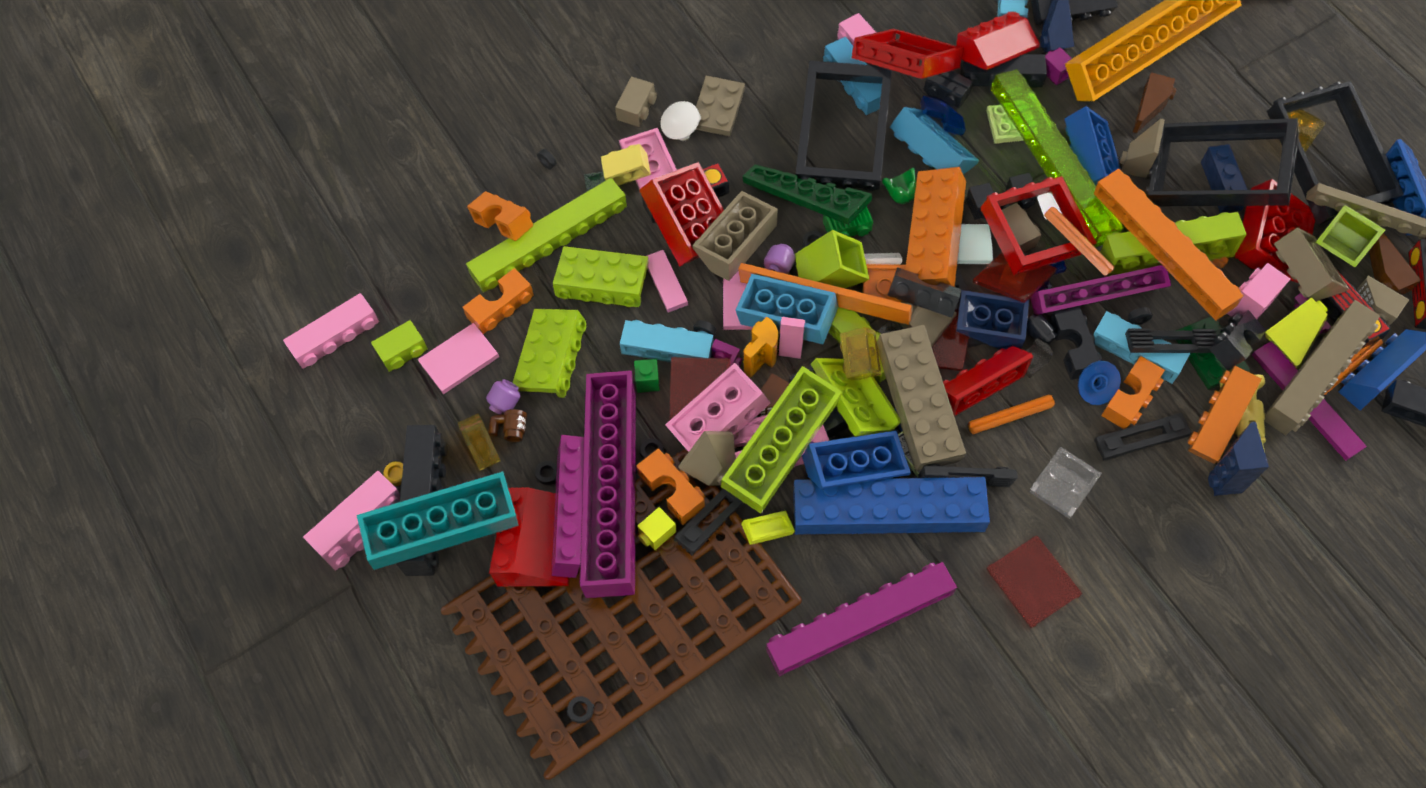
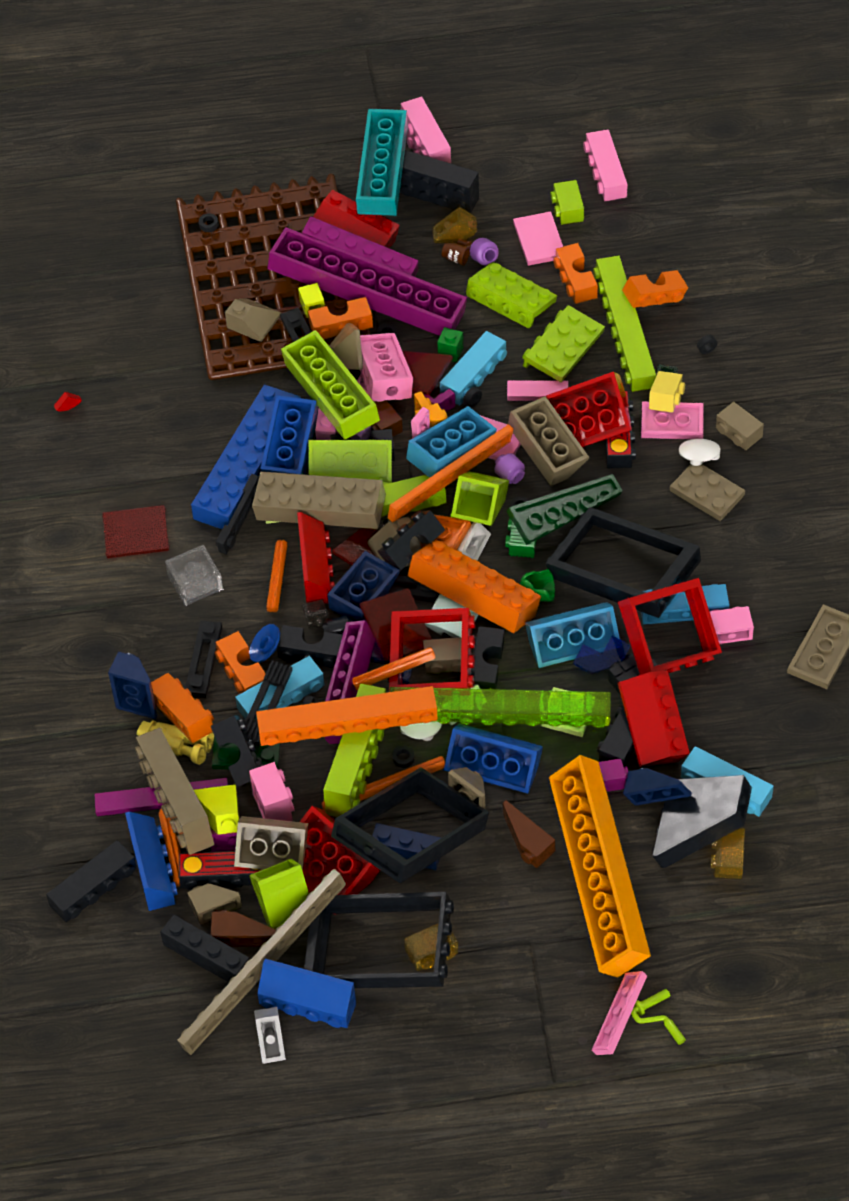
camera: 115 degrees right, 10 degrees down
(705, 584) = (251, 318): none -> dark tan slope
(767, 527) = (277, 374): neon yellow tile -> none
(860, 354) = (388, 471): clear yellow brick -> none
(860, 618) = (174, 409): magenta brick -> none
(910, 744) = (67, 402): none -> red tile

